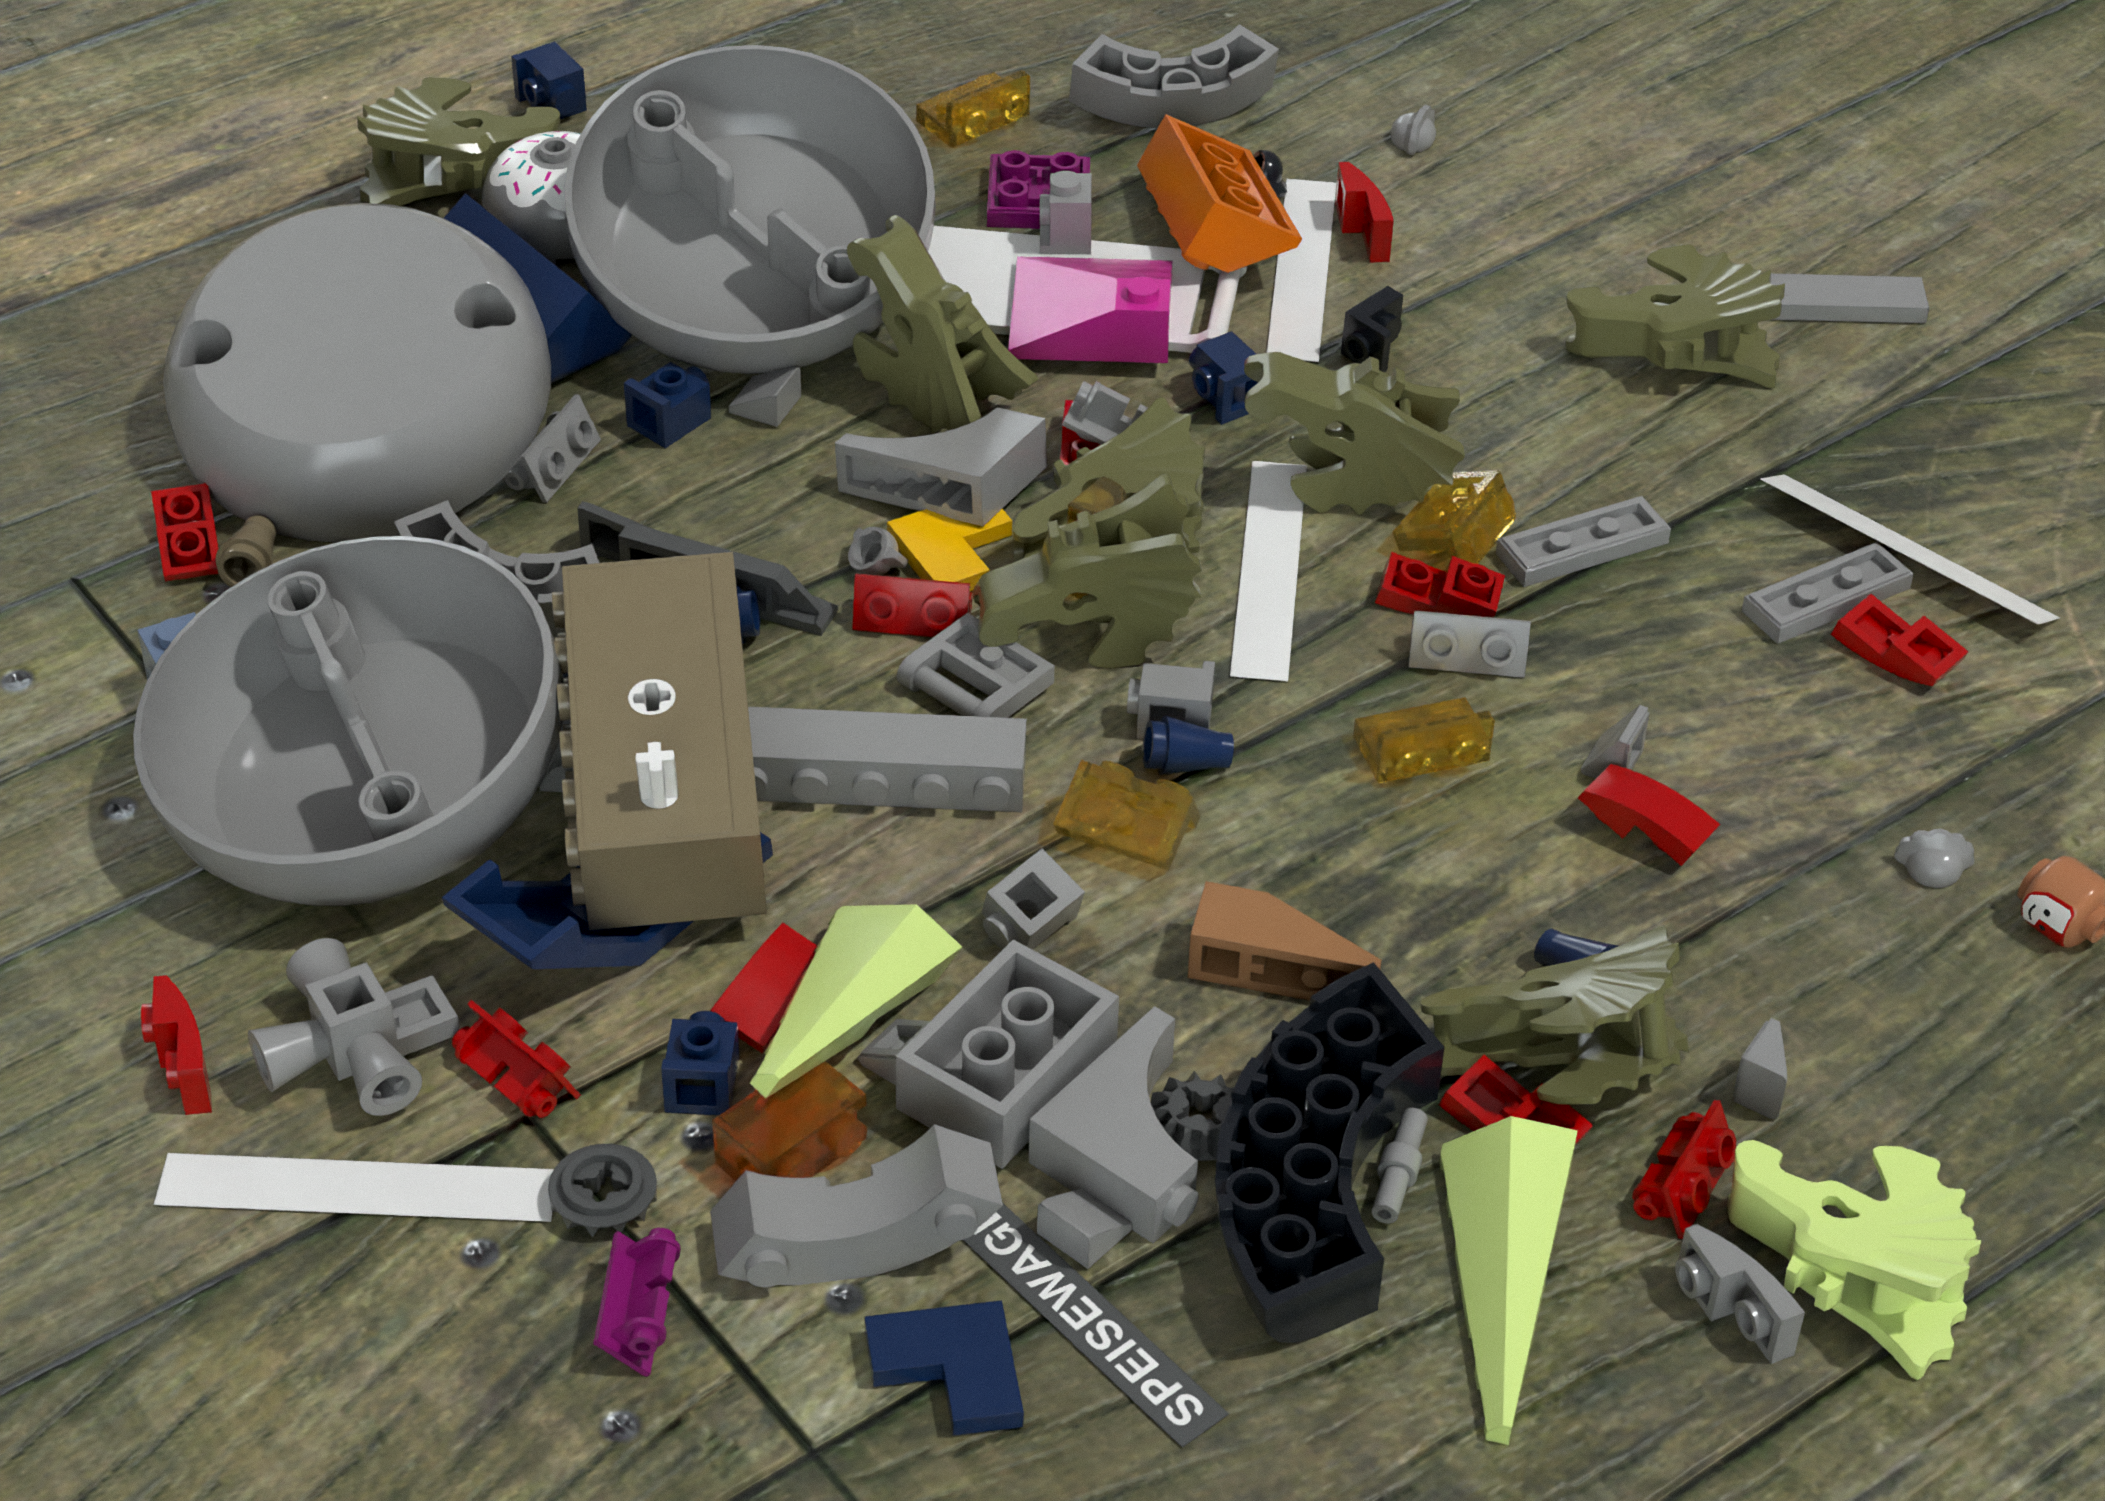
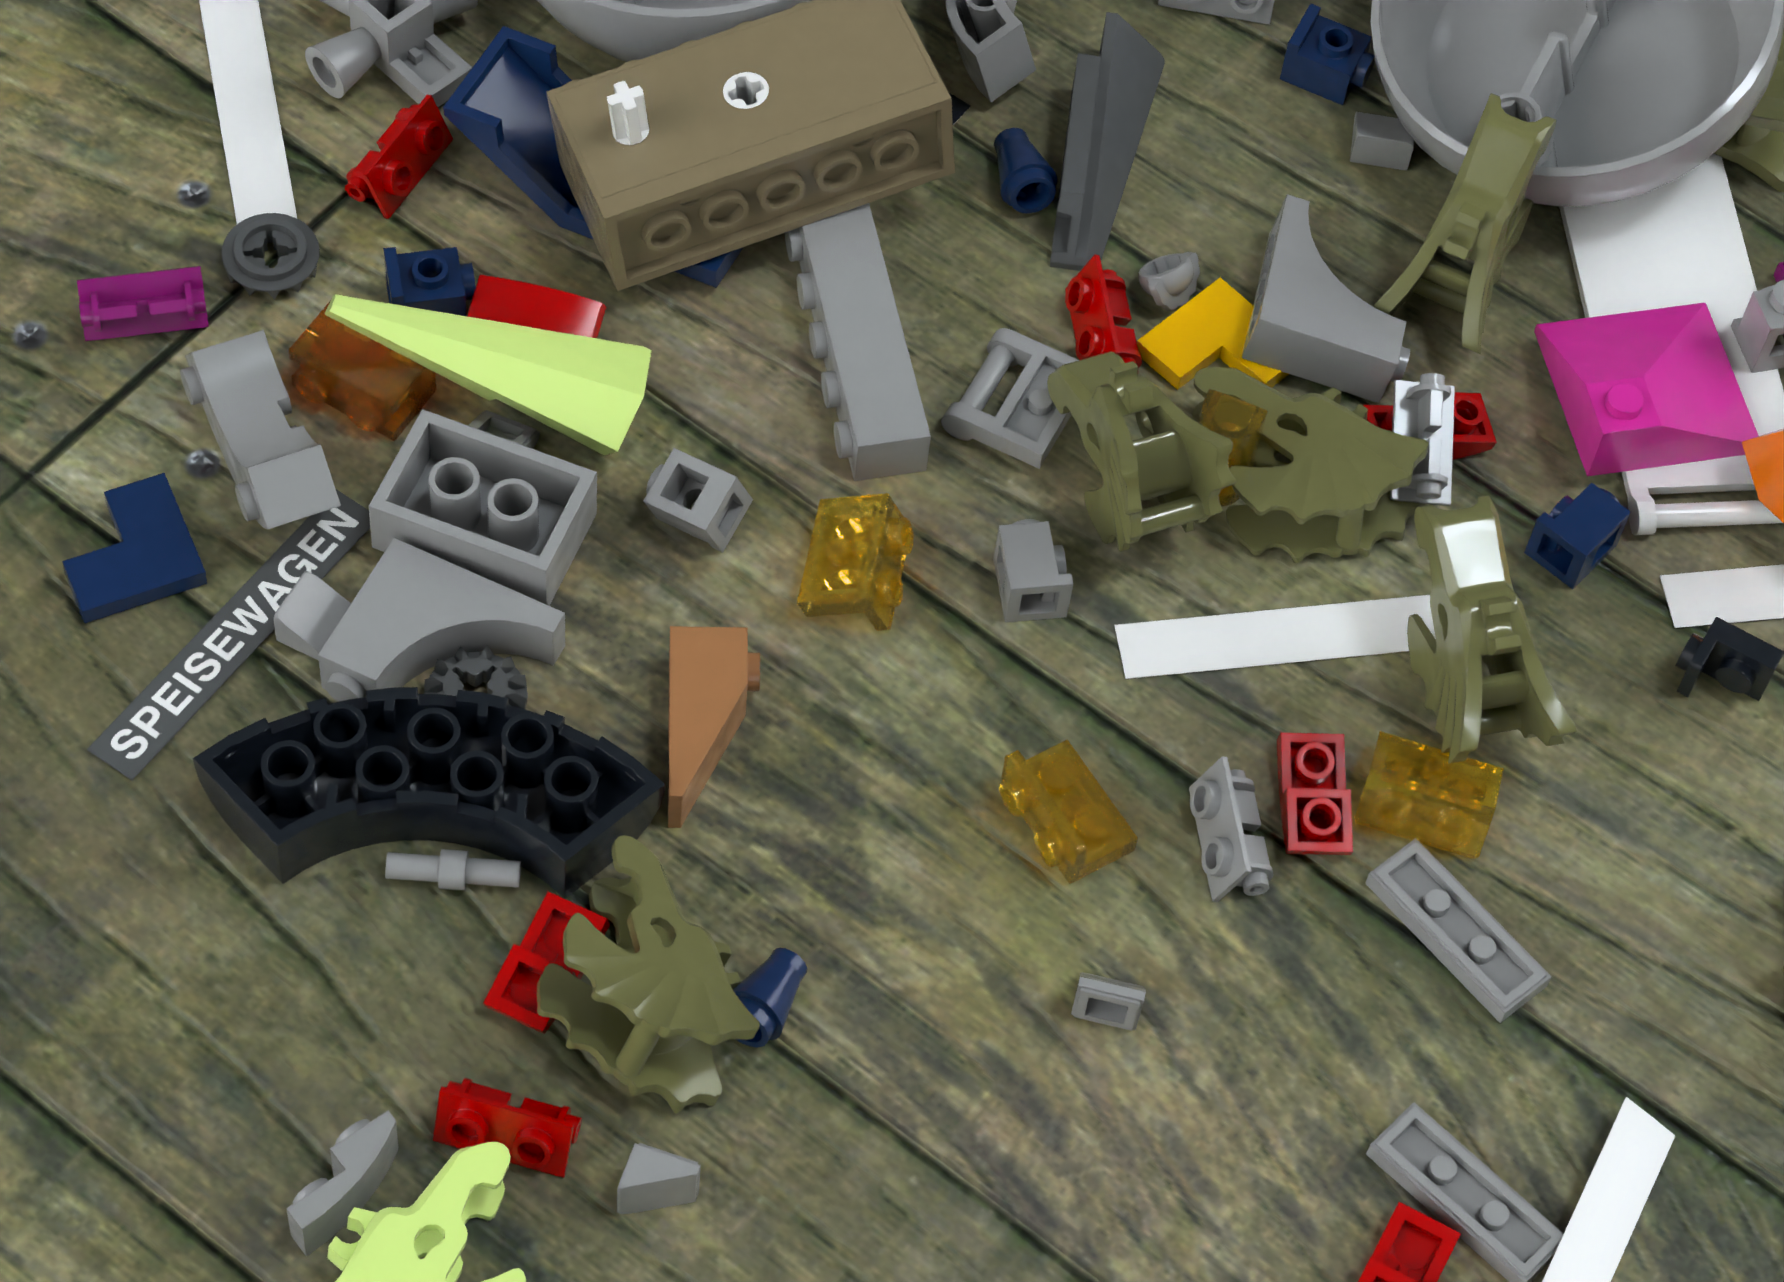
camera: 70 degrees right, 15 degrees up
(1185, 747) = (970, 592): dark blue cone -> none
(1505, 1215) = (405, 969): yellowish green wedge -> none
(1633, 799) = (1011, 1034): red slope -> none

